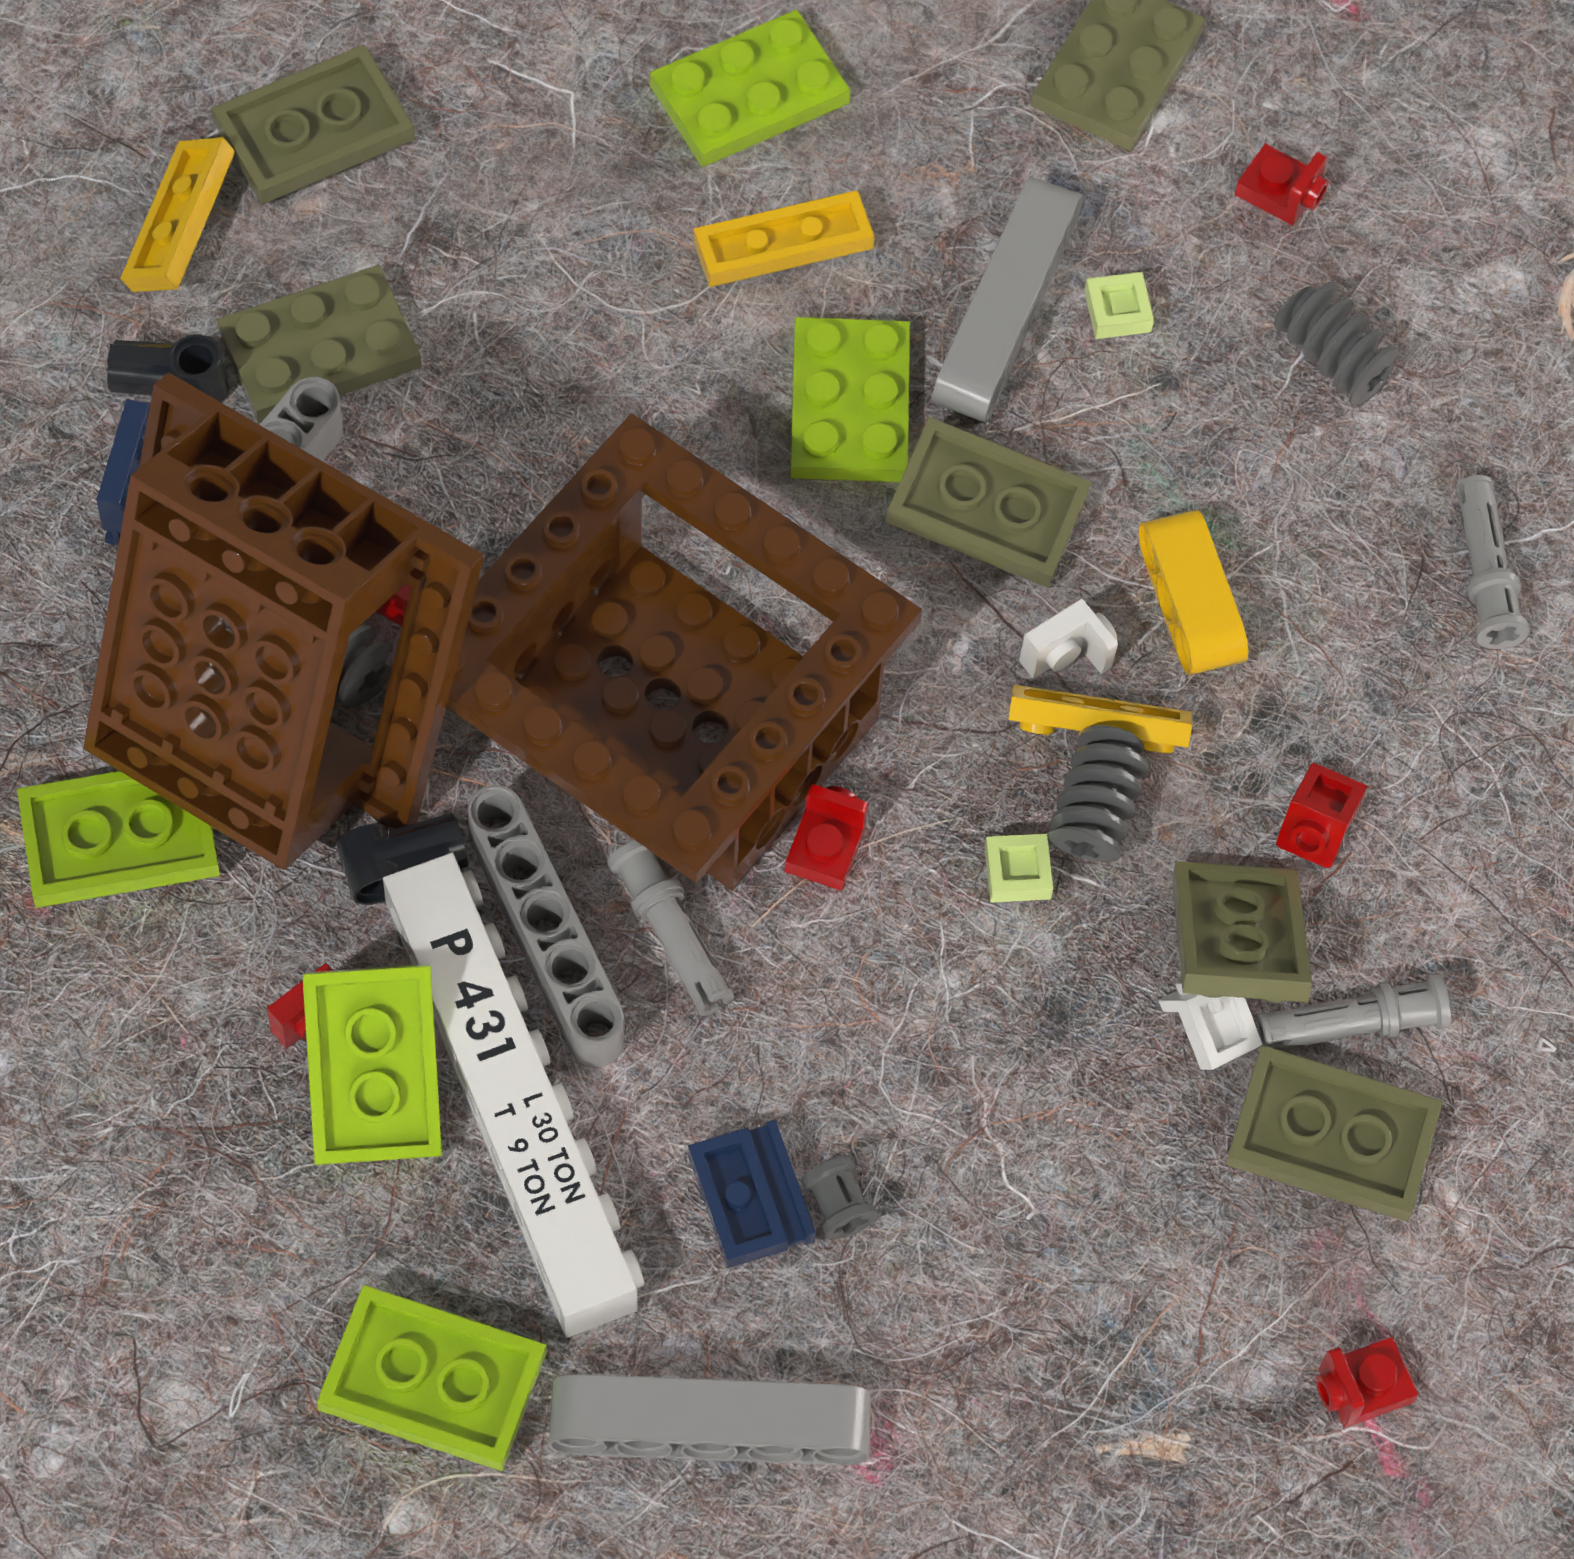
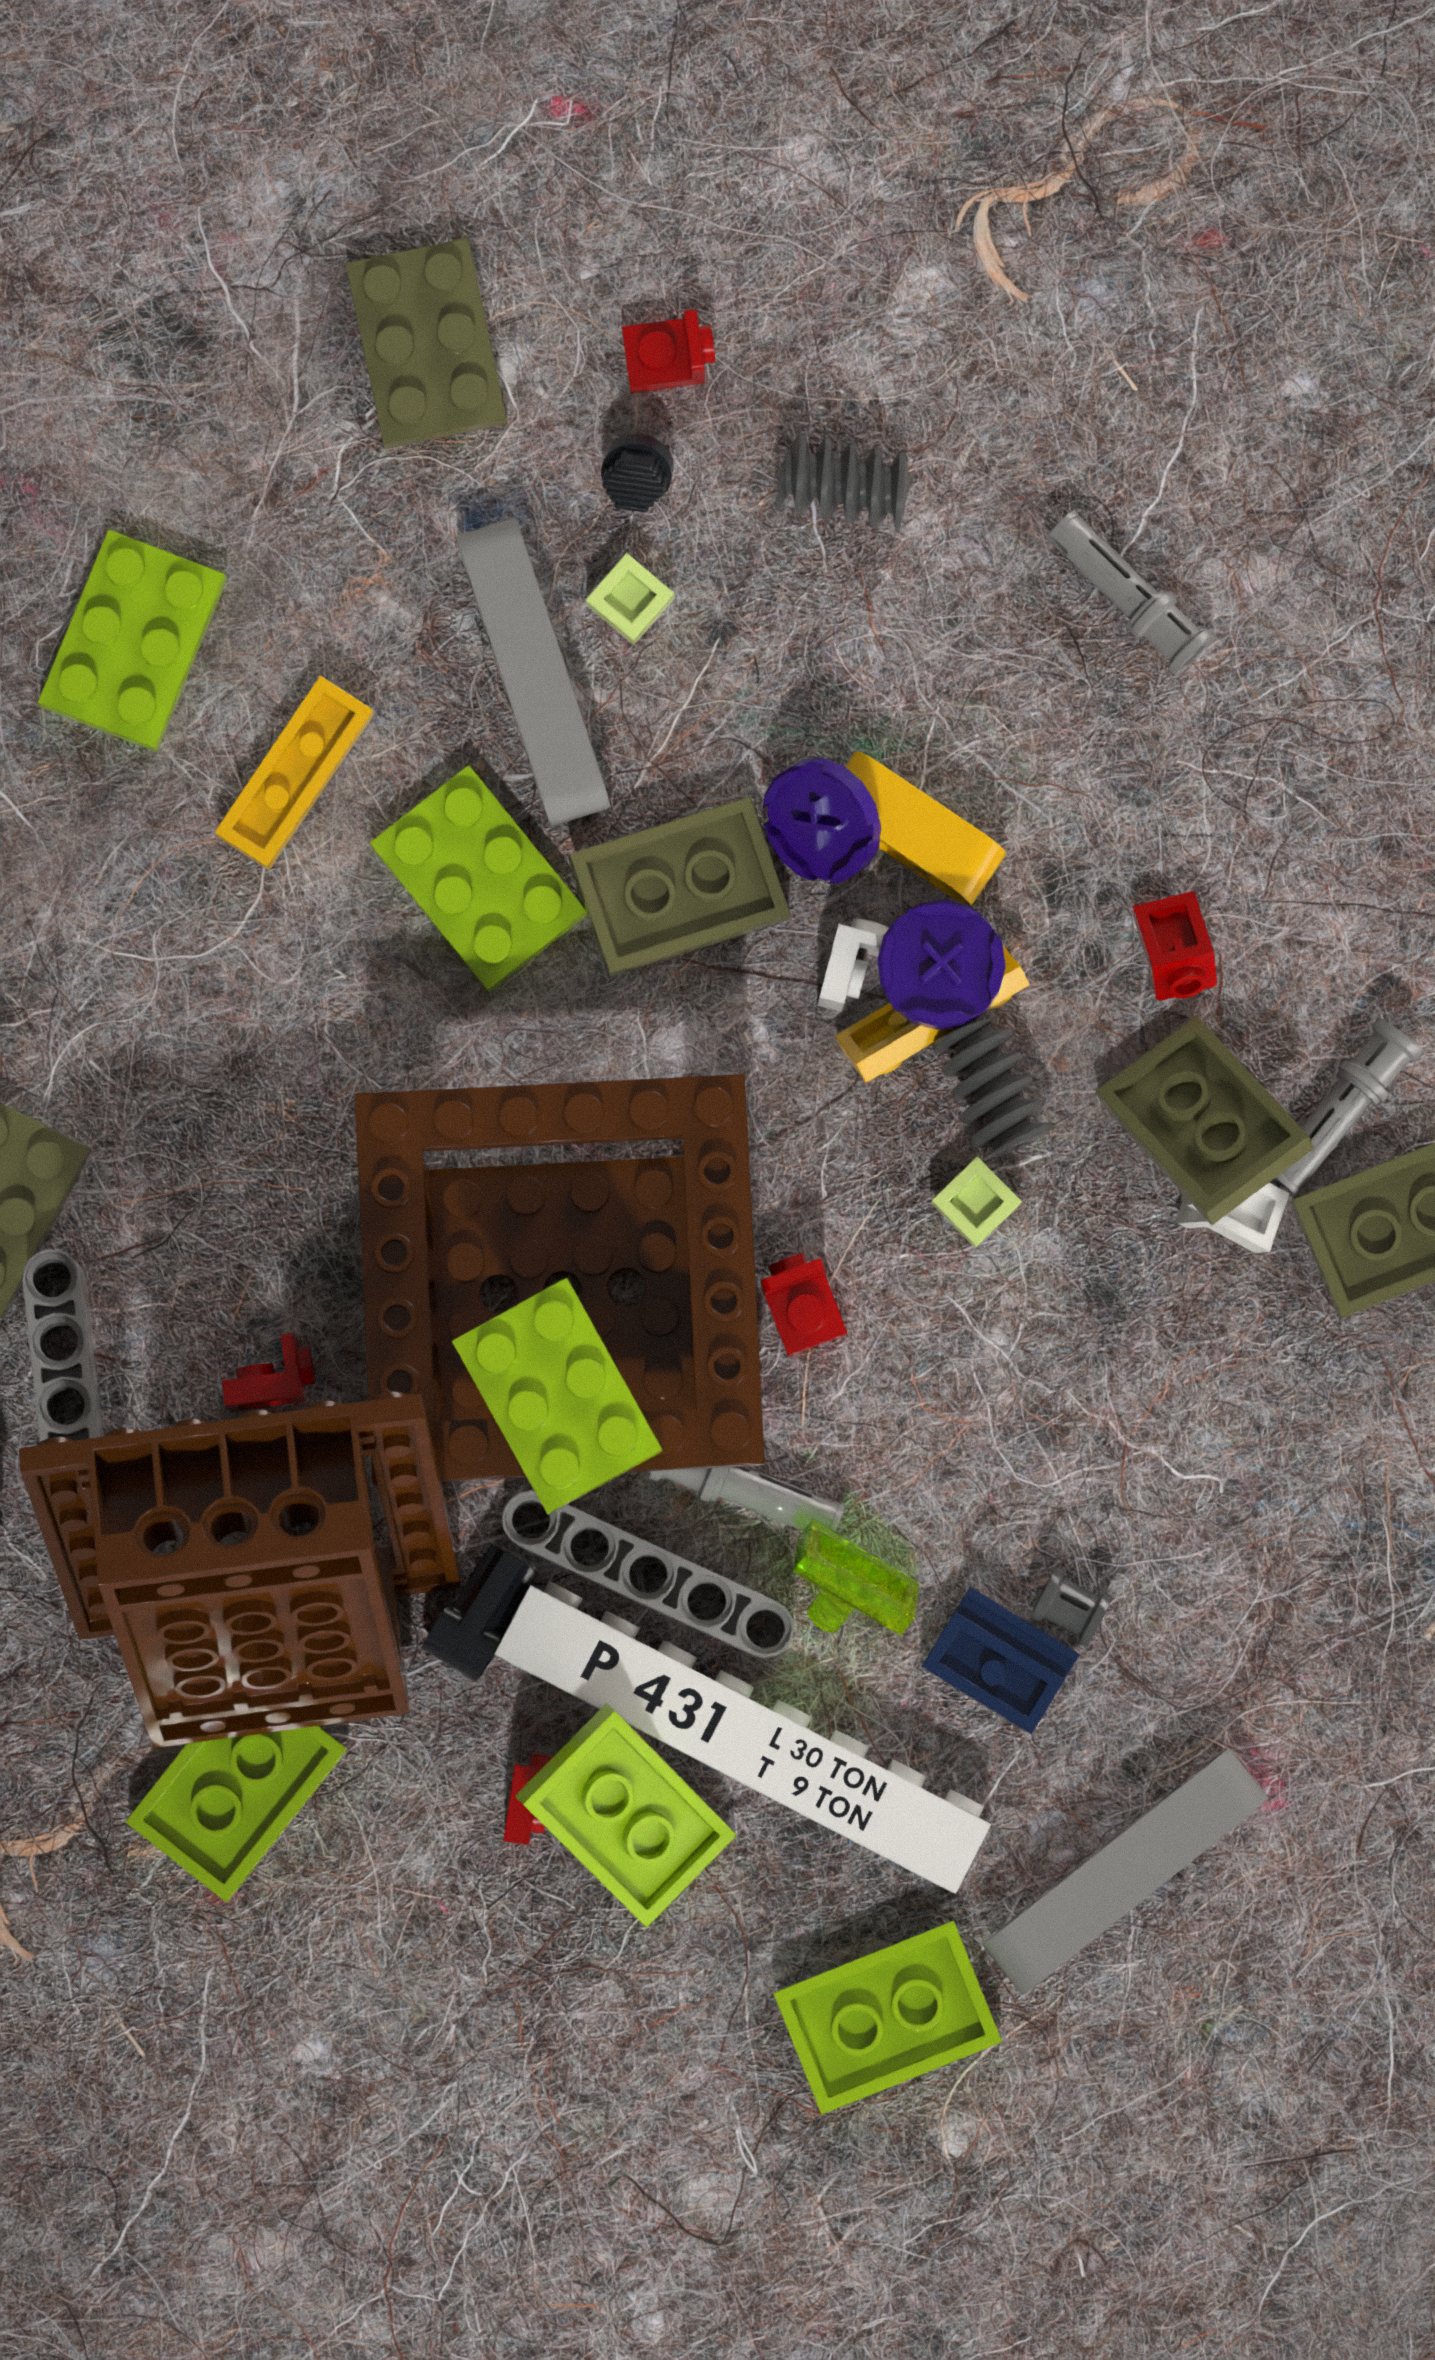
camera: 35 degrees left, 20 degrees up
(587, 702) = (557, 1396): none -> lime plate
(689, 1044) = (852, 1581): none -> clear neon green tile
(1130, 529) = (822, 820): none -> dark purple tile
(1133, 676) = (941, 965): none -> dark purple tile
(1196, 230) = (636, 471): none -> black piece

